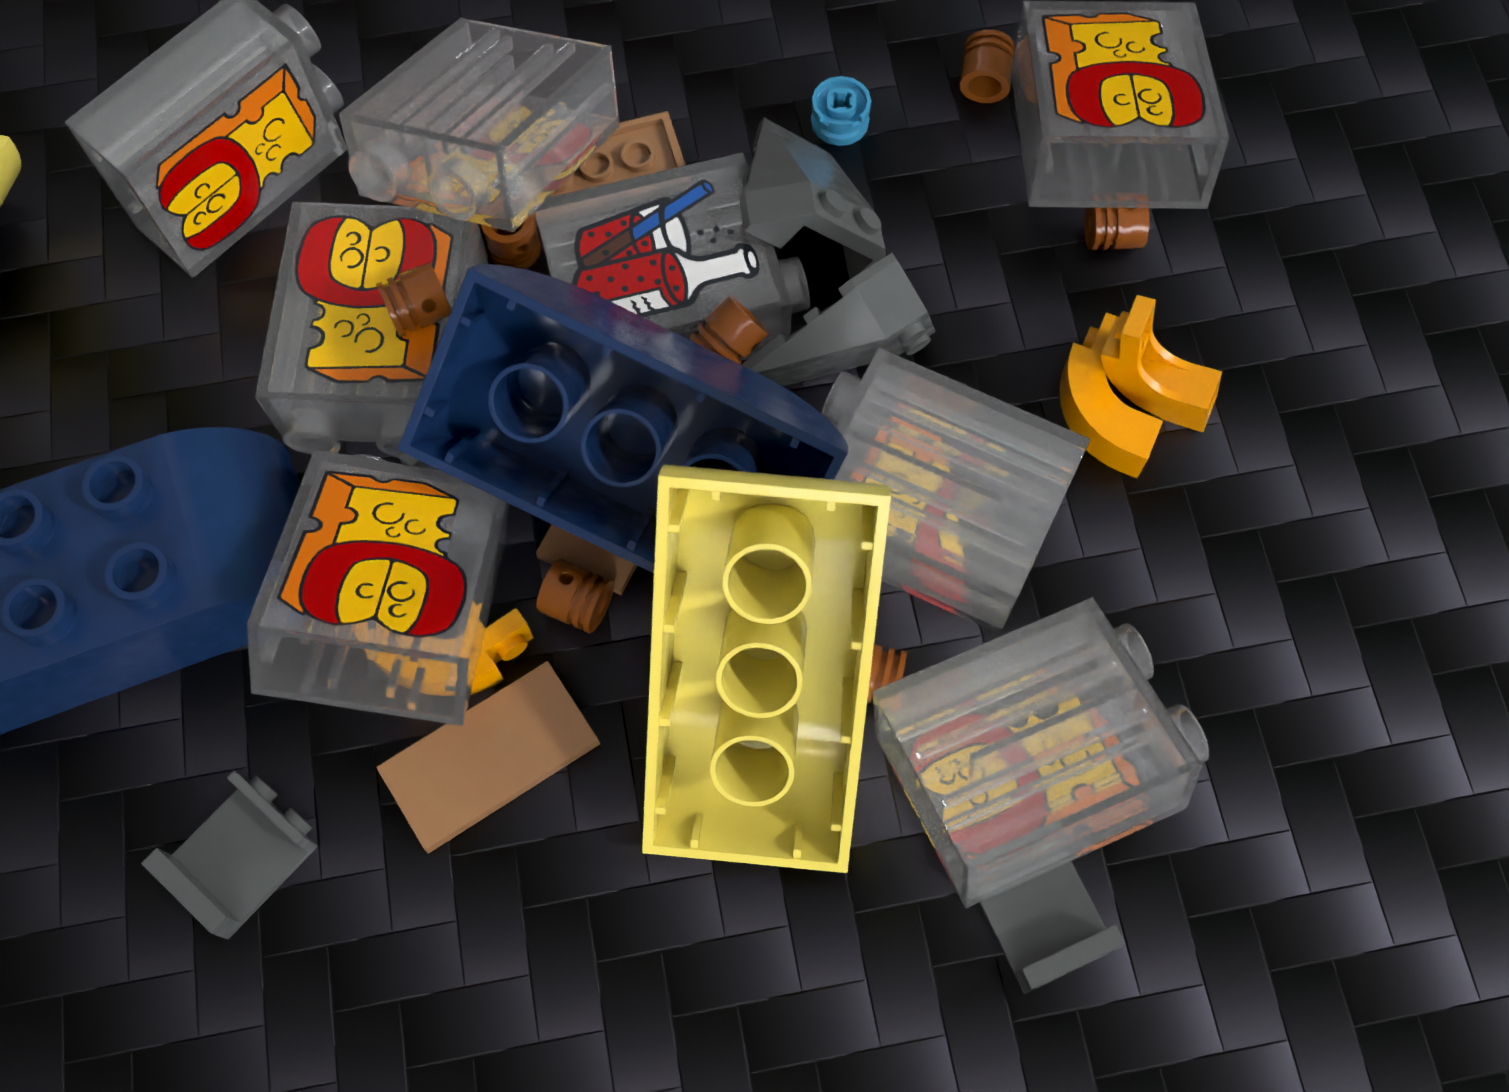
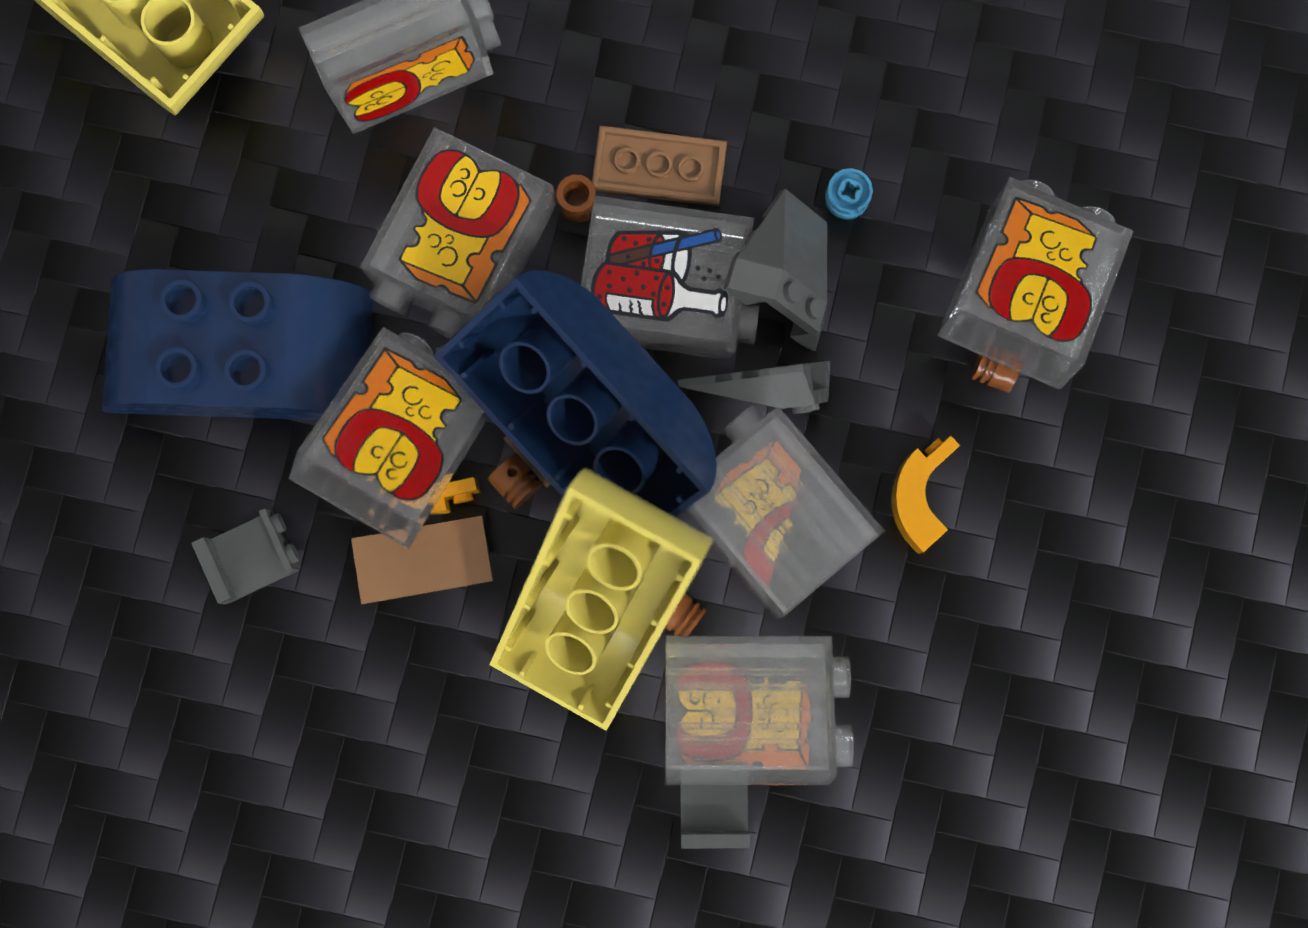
camera: 25 degrees right, 15 degrees up
(415, 299) = (485, 246): dark orange piece -> none
(482, 122) = (584, 120): clear brick -> none
(730, 330) = (682, 356): dark orange piece -> none
(987, 66) = (969, 203): dark orange piece -> none
(1154, 376) = (962, 495): light orange arch -> none

